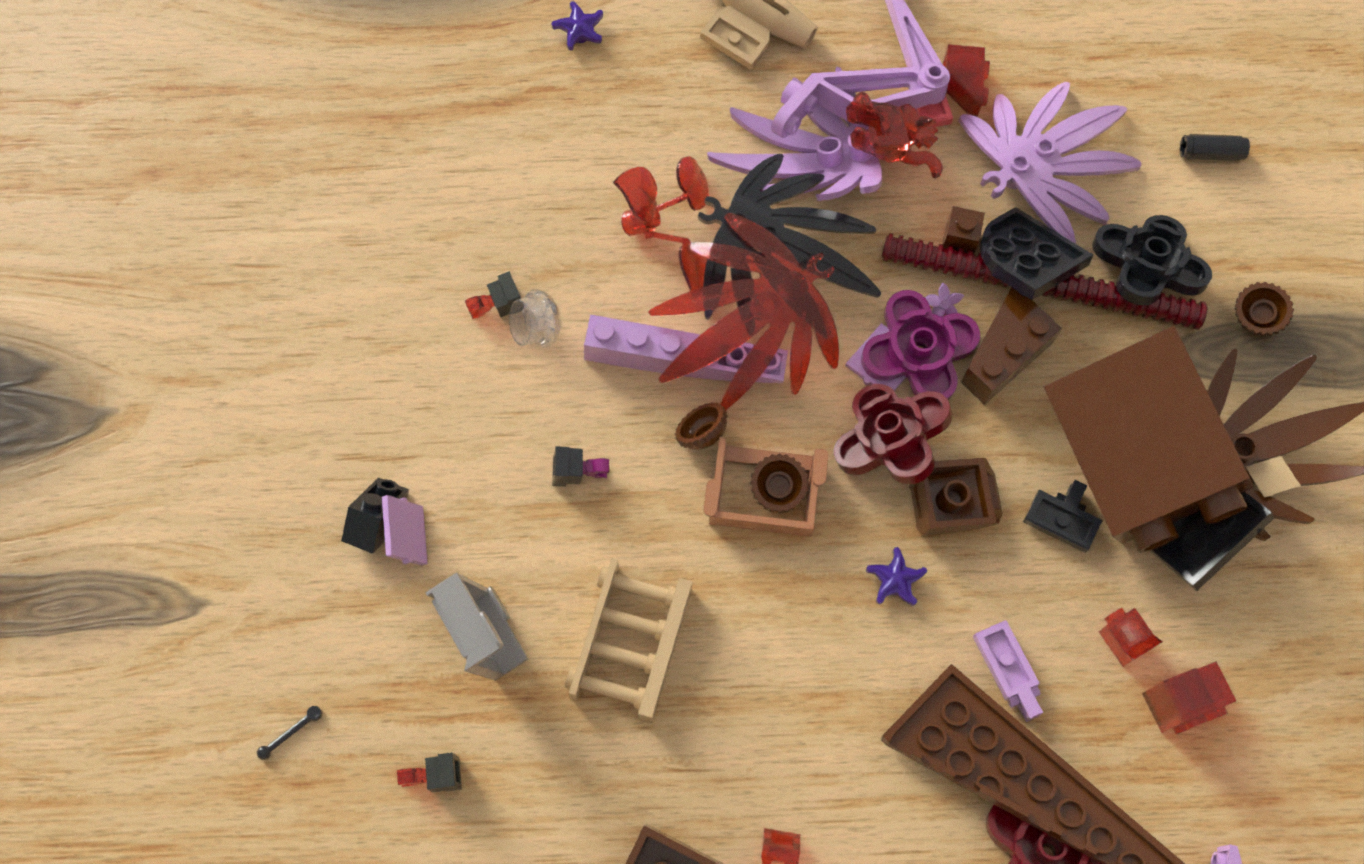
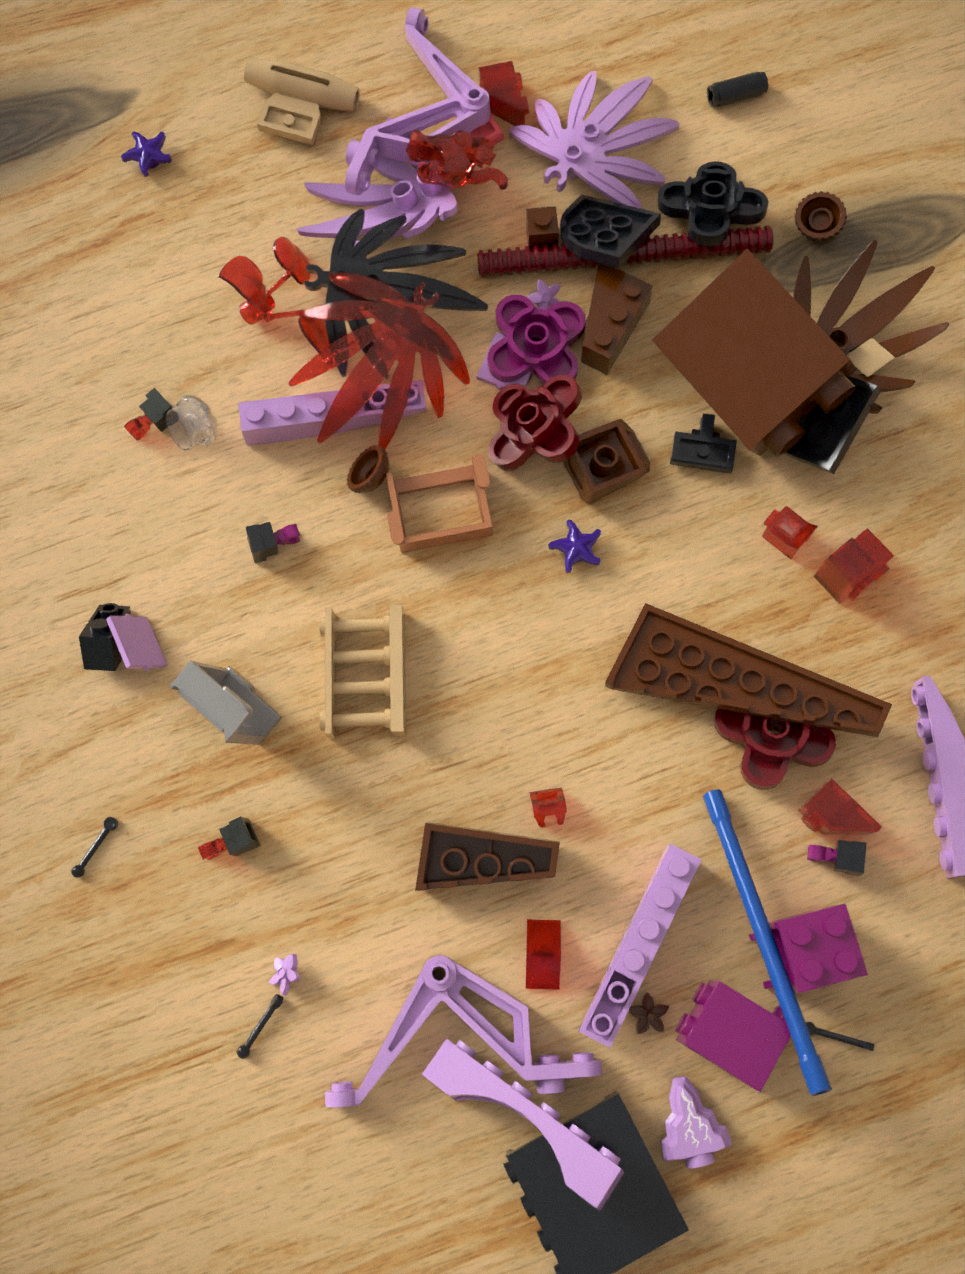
camera: 10 degrees left, 5 degrees up
(779, 483) = (450, 497): reddish brown hat -> none
(1010, 668) = (696, 591): lavender hinge -> none

